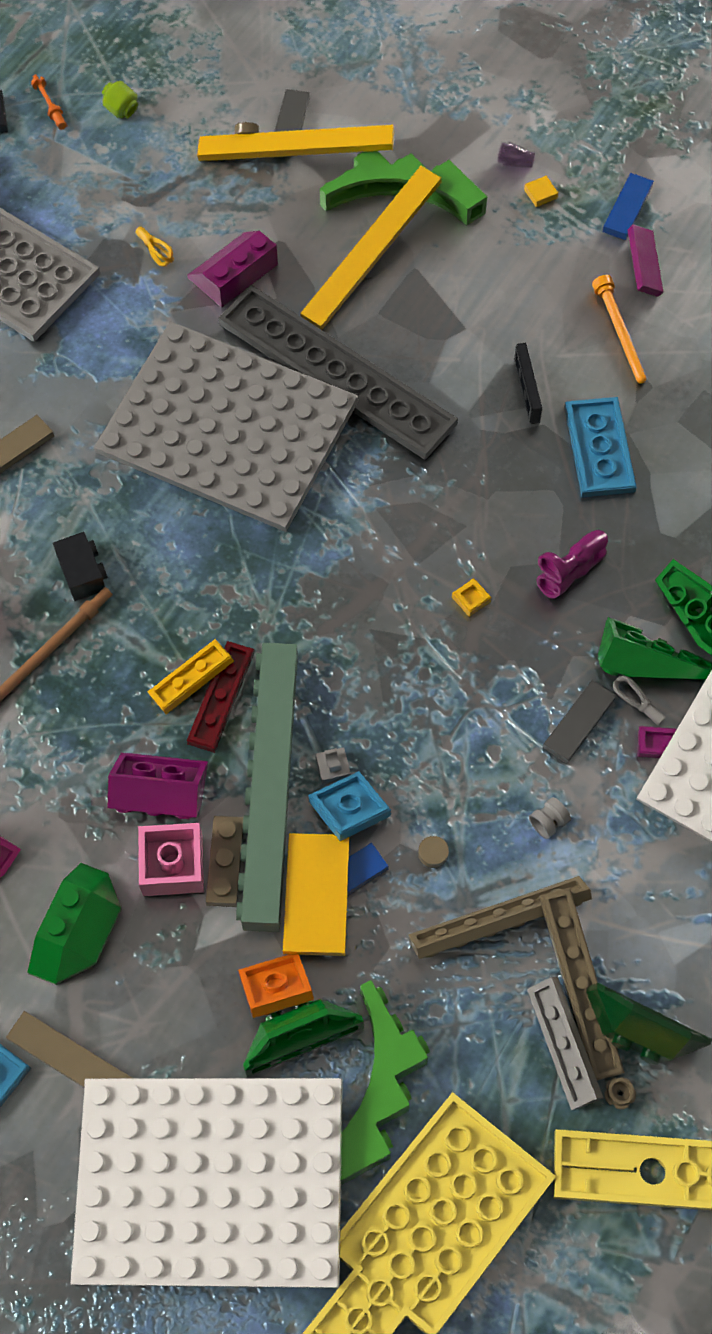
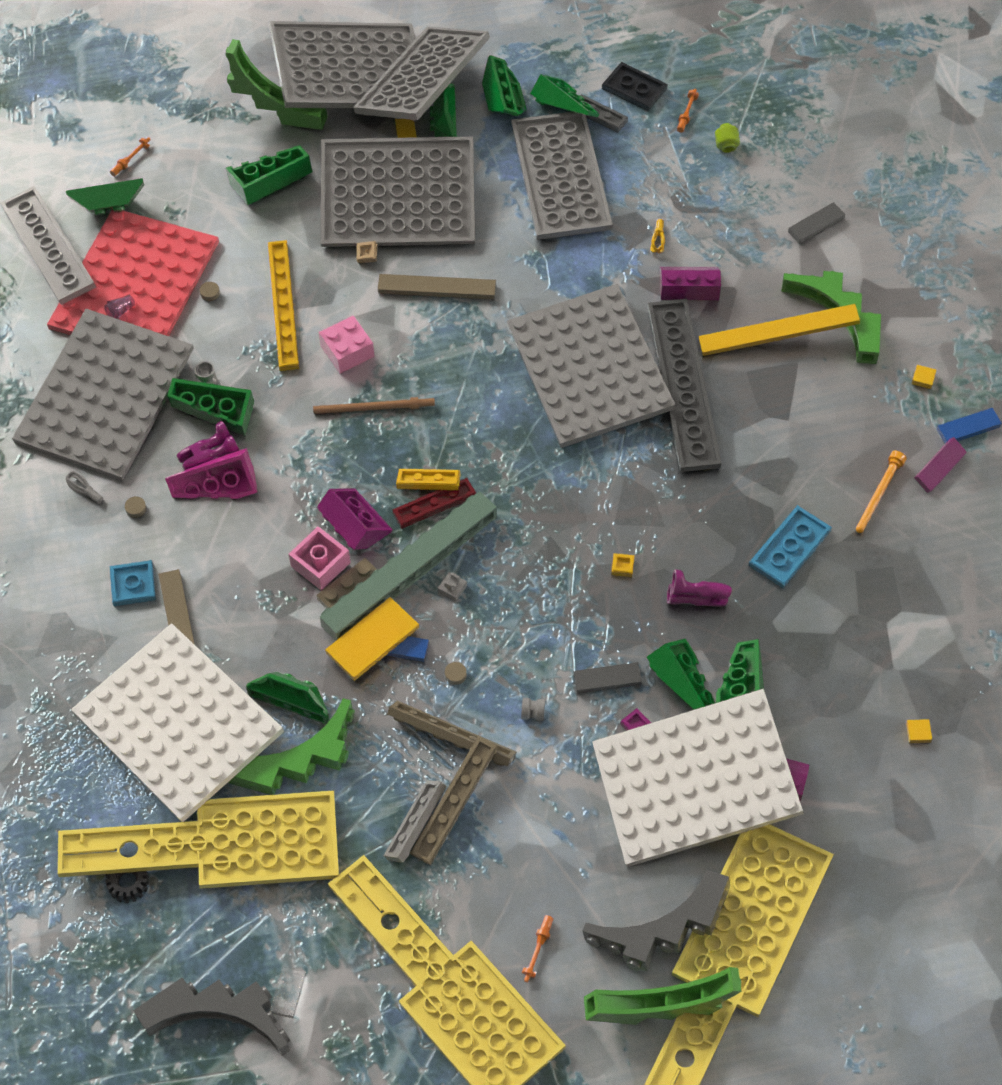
camera: 45 degrees right, 5 degrees down
(75, 926) = (243, 549): green wedge -> none
(79, 565) = (432, 376): black brick -> none
(246, 127) = (782, 209): dark tan tile -> none
(275, 985) = (304, 662): orange plate -> none
(296, 143) = (801, 238): yellow tile -> none
(349, 805) = (436, 611): dark azure tile -> none
(515, 155) = (930, 343): clear purple cone -> none
(528, 383) = (785, 477): black tile -> none
(624, 1085) = (416, 865): dark tan plate -> none
(642, 1028) = (459, 850): dark green wedge -> none
(645, 706) = (652, 701): light grey piece -> none

